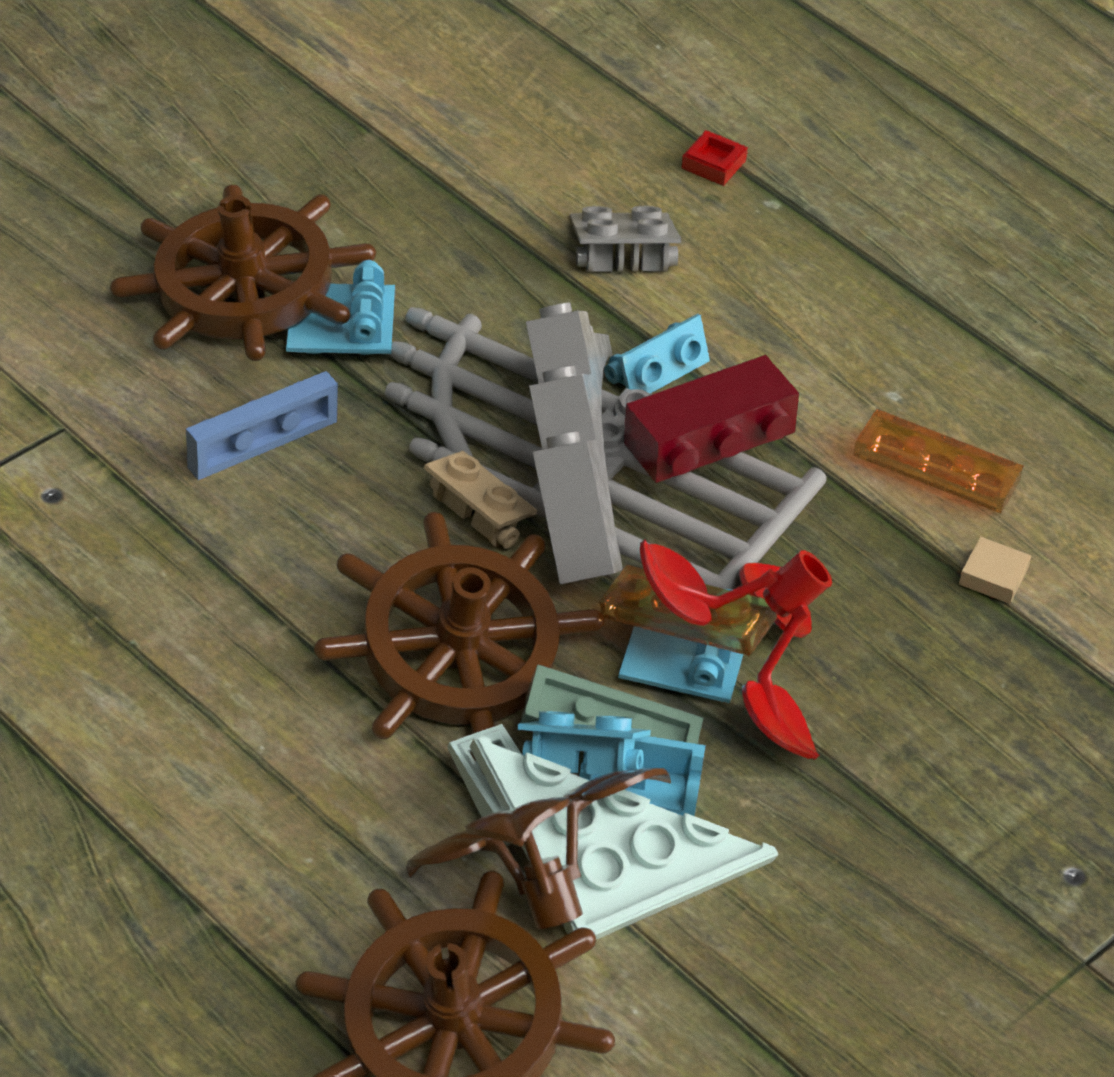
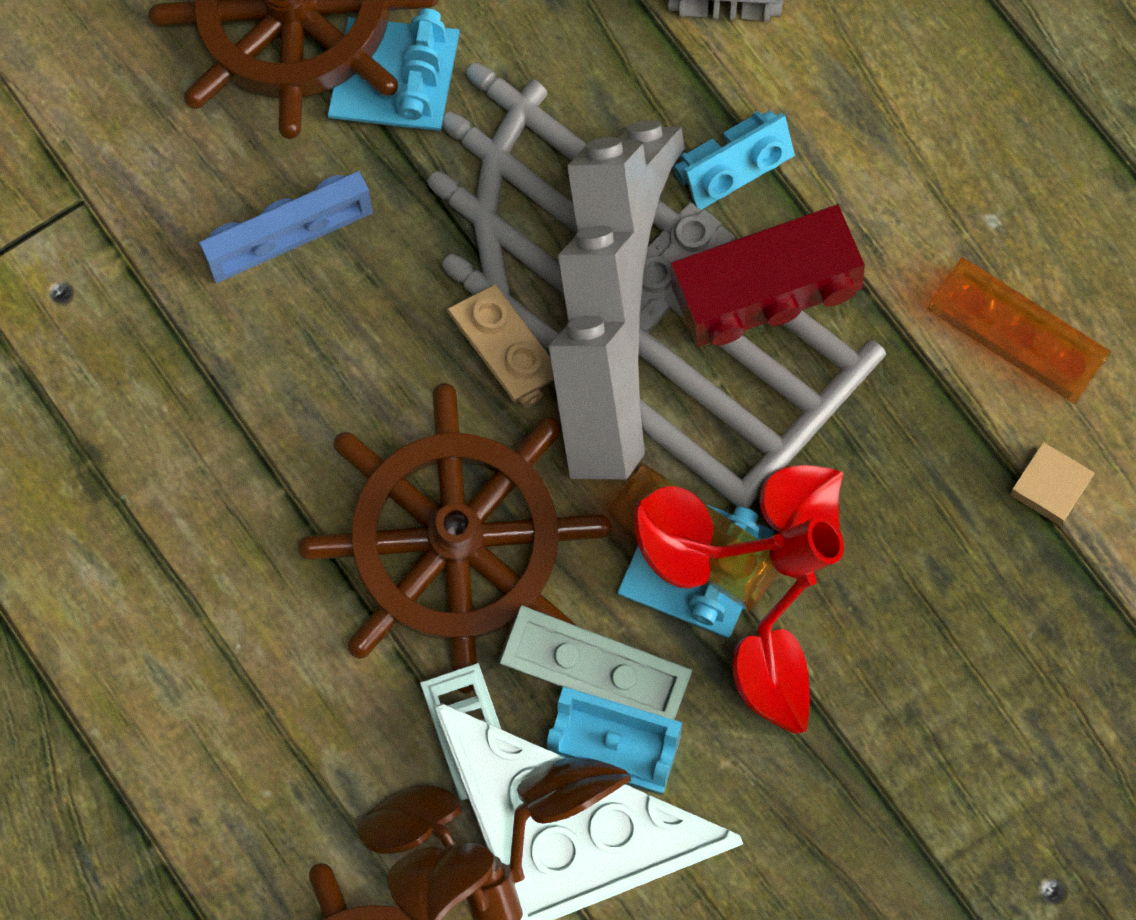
camera: 15 degrees right, 25 degrees up
(607, 743) = (528, 703): medium azure hinge -> none

